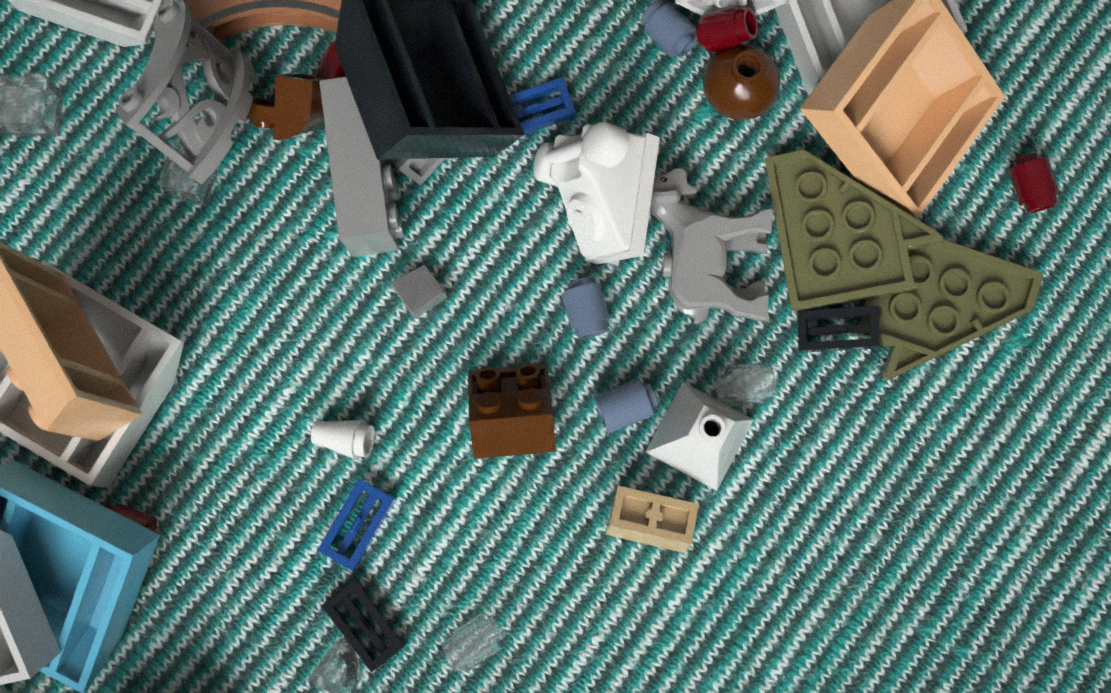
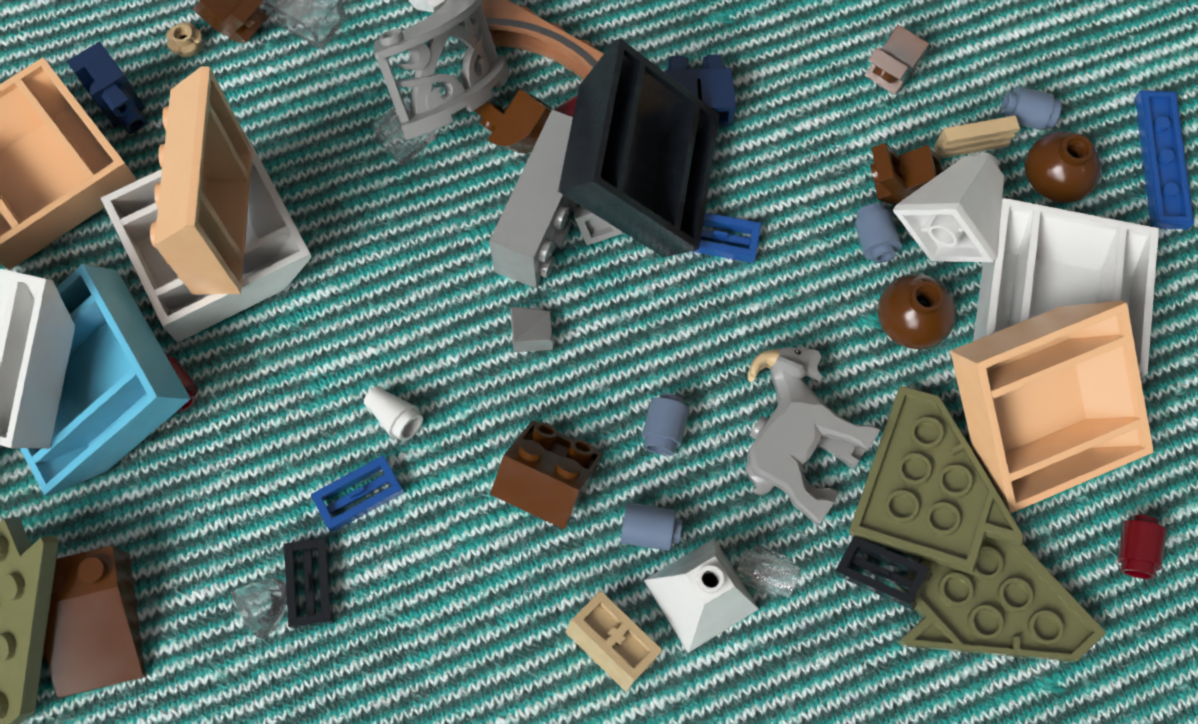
camera: 30 degrees right, 10 degrees down
(473, 642) = (390, 654): clear brick -> none
(604, 187) = (740, 327): white piece -> none
(726, 28) = (927, 257): dark red brick -> none

